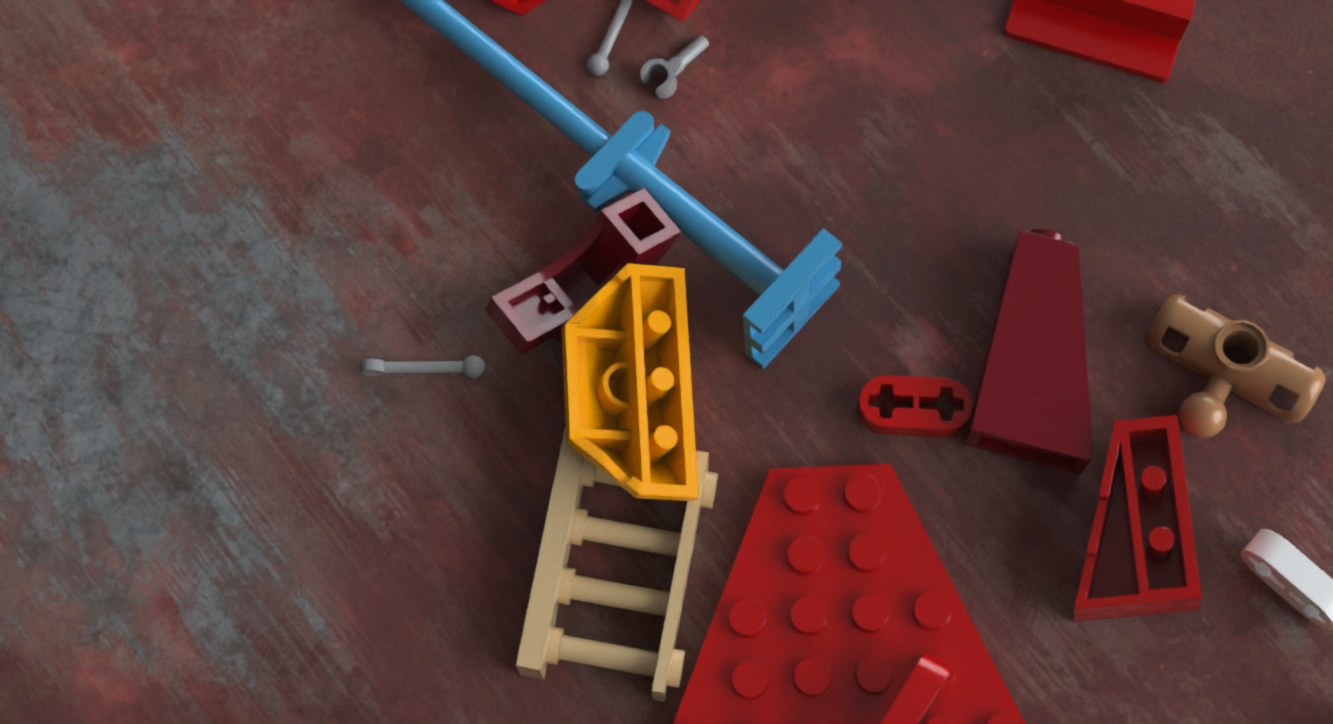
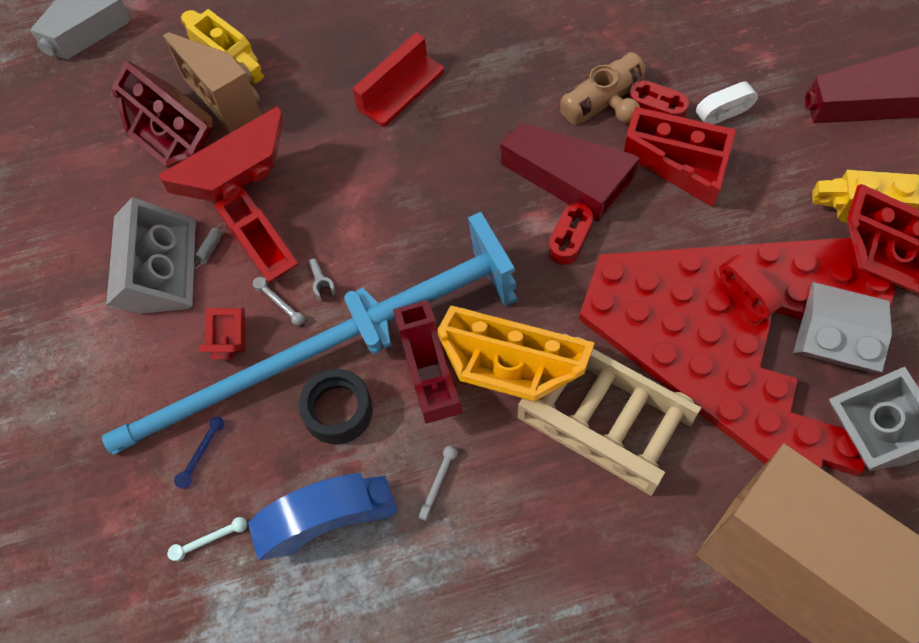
camera: 65 degrees left, 10 degrees down
(202, 74) = (177, 552): none -> light aqua hinge
(300, 31) = (183, 479): none -> clear blue hinge
(313, 230) = (317, 509): none -> blue arch
(475, 137) = (324, 382): none -> black tyre
(1267, 461) = (659, 98): none -> red beam

